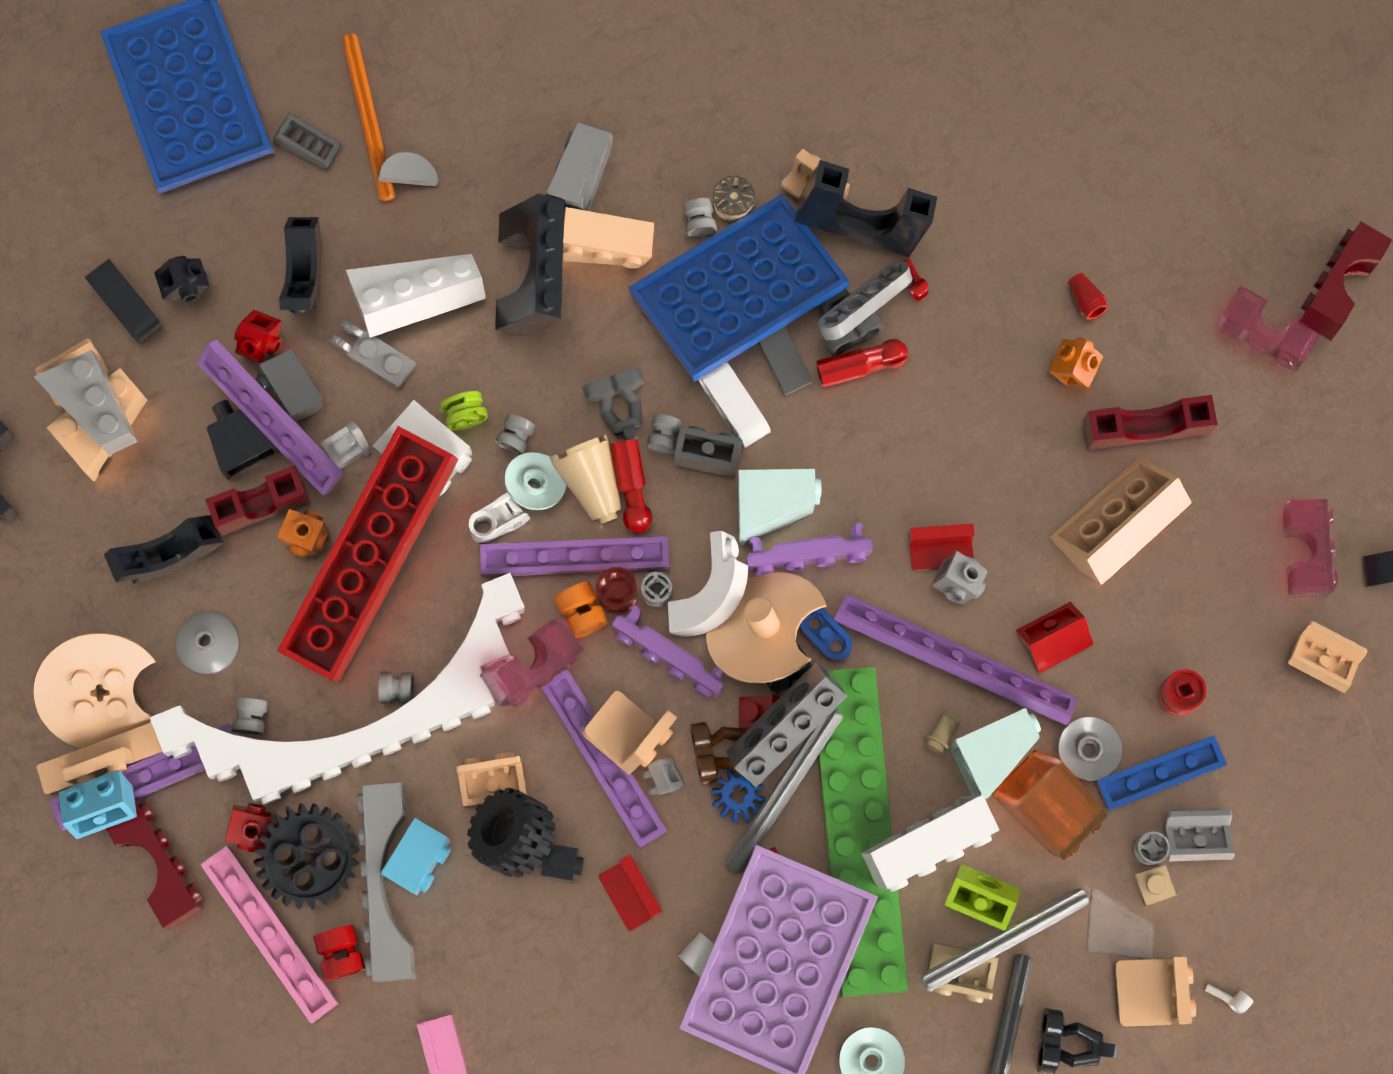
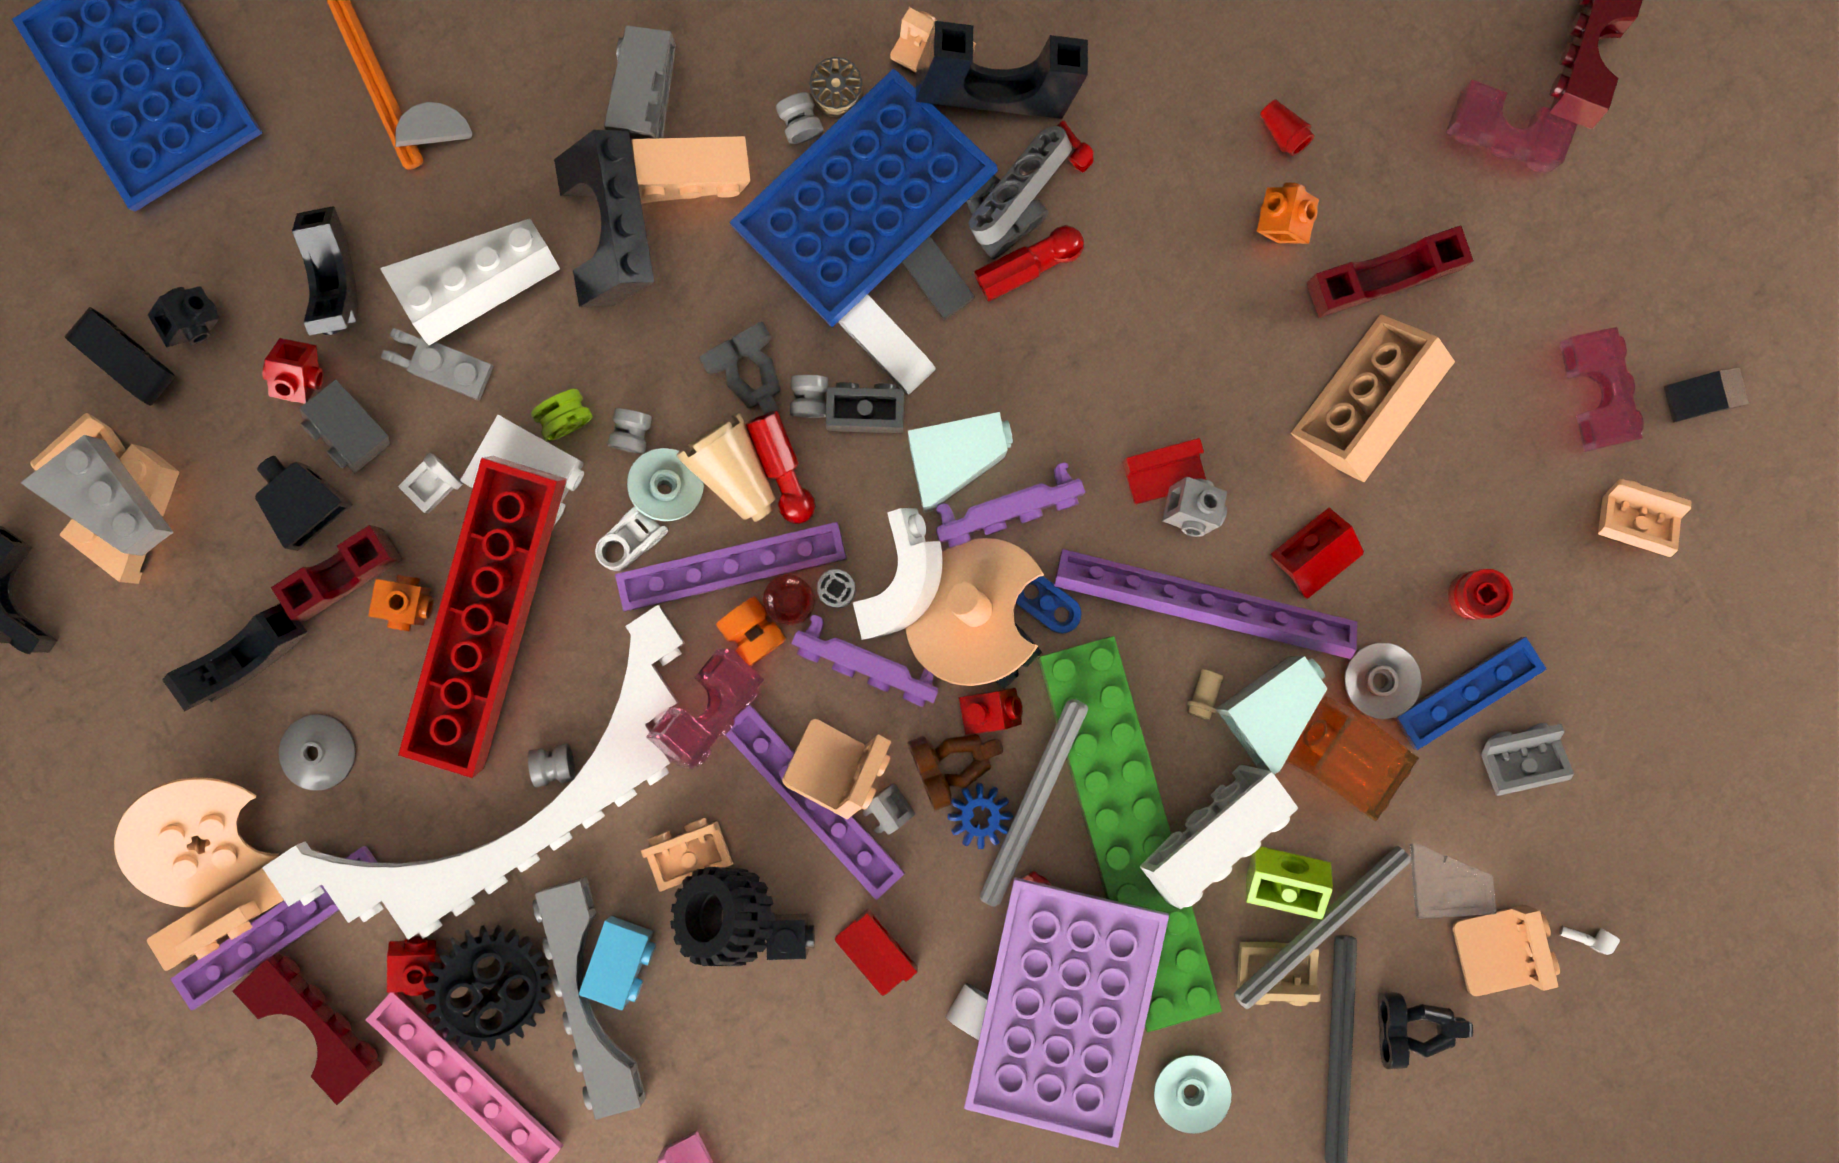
camera: 10 degrees left, 10 degrees up
(97, 804) = (224, 979): medium azure brick -> none
(250, 716) = (385, 833): light grey wheel -> none
(269, 417) = (326, 470): medium lavender plate -> none
(302, 127) = (269, 101): dark grey slope -> none
(334, 942) = (541, 1080): red wheel -> none
(786, 724) = (1023, 729): dark grey brick -> none
(1154, 885) = (1483, 825): tan plate -> none
(1157, 848) = (1482, 785): light grey wheel -> none

